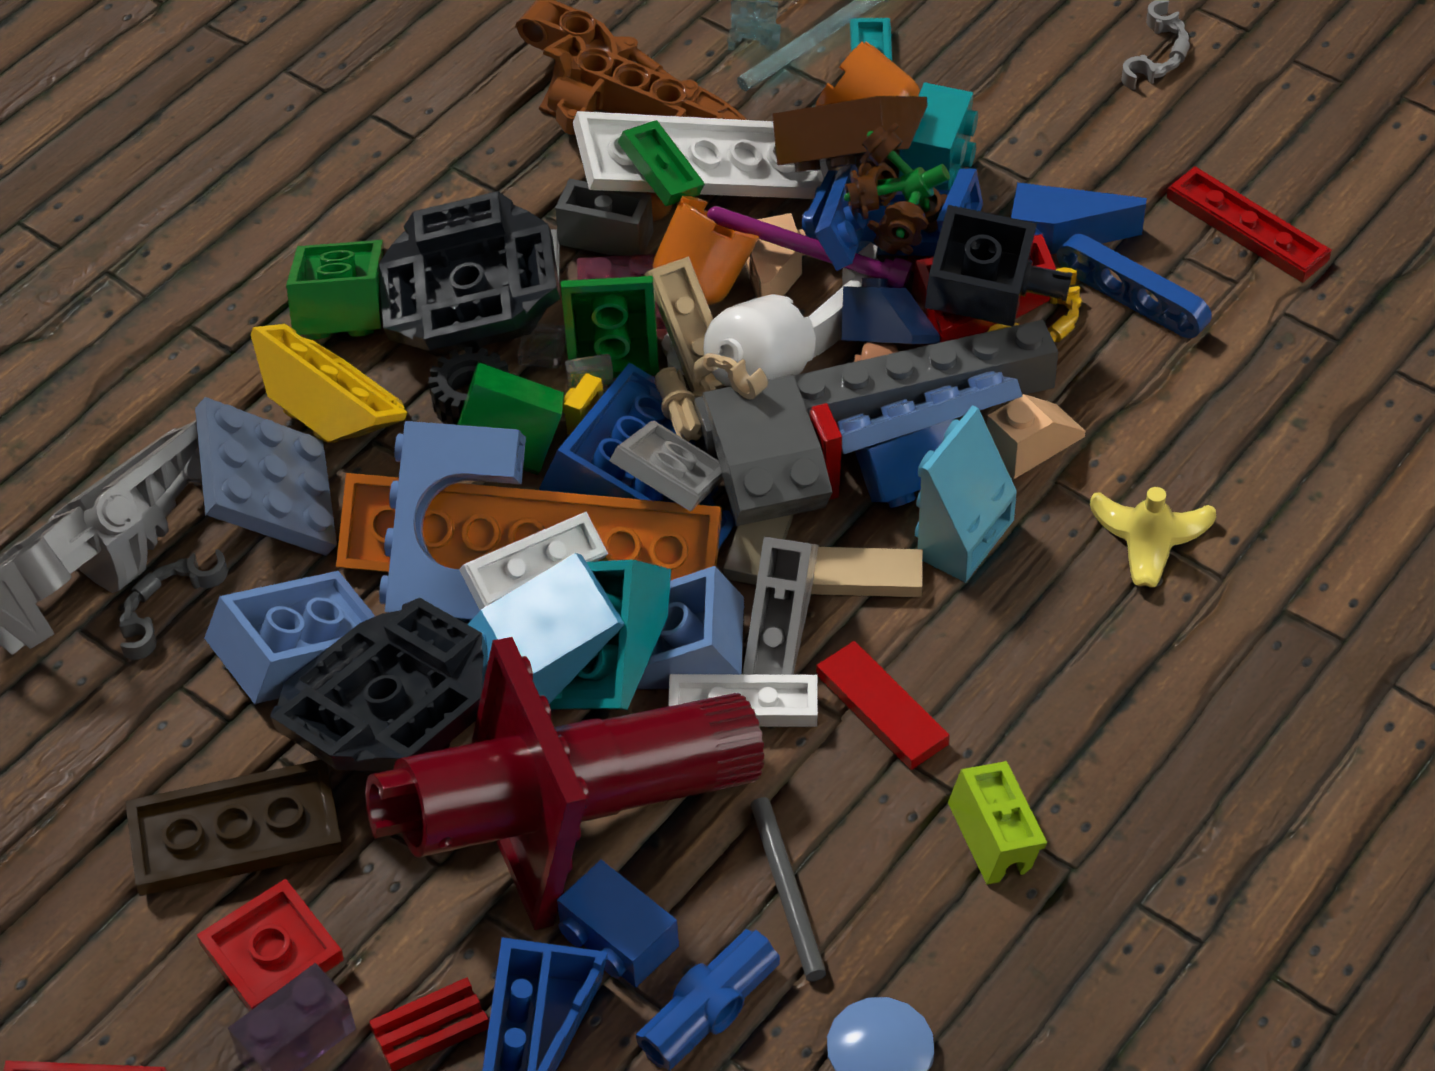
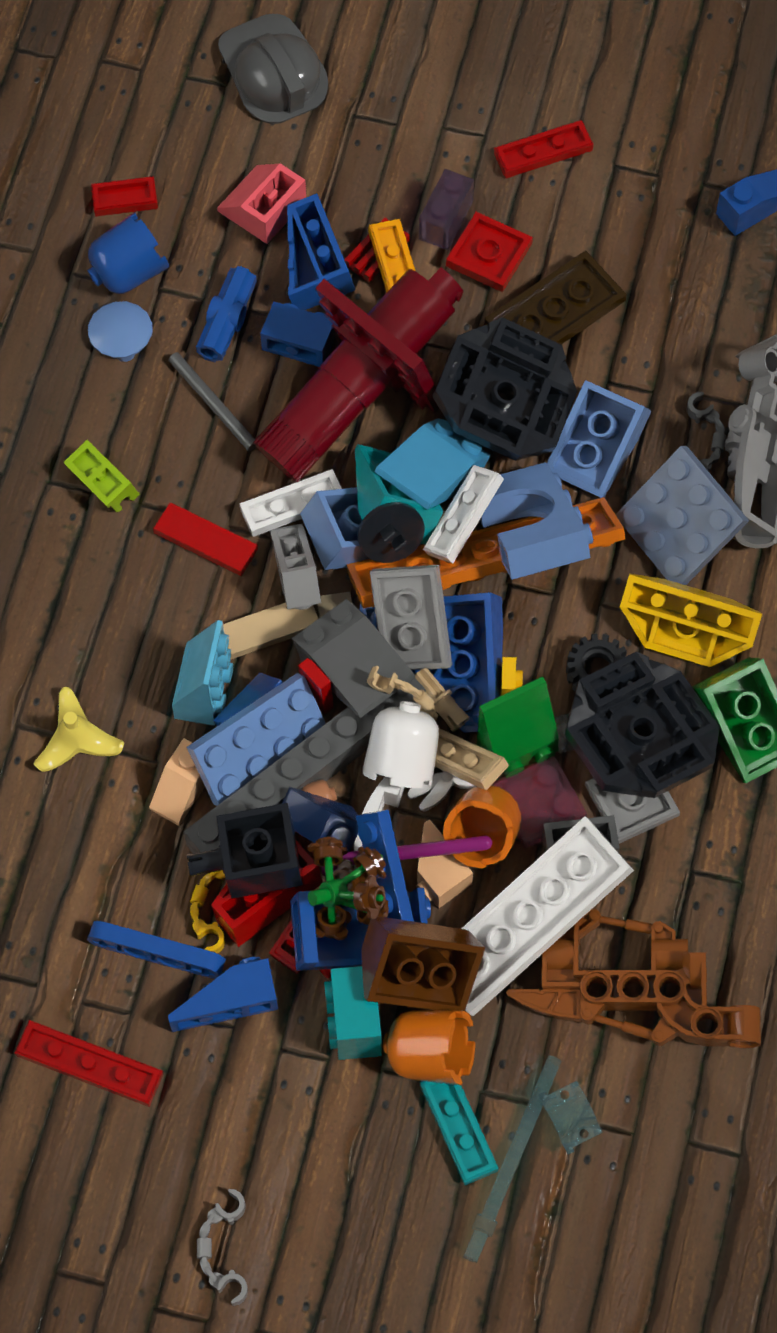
camera: 155 degrees right, 15 degrees up
(418, 973) = (390, 250): none -> light orange tile
(513, 402) = (551, 643): green slope -> none
(646, 550) = (391, 532): none -> black piece
(661, 162) = (544, 855): green plate -> none

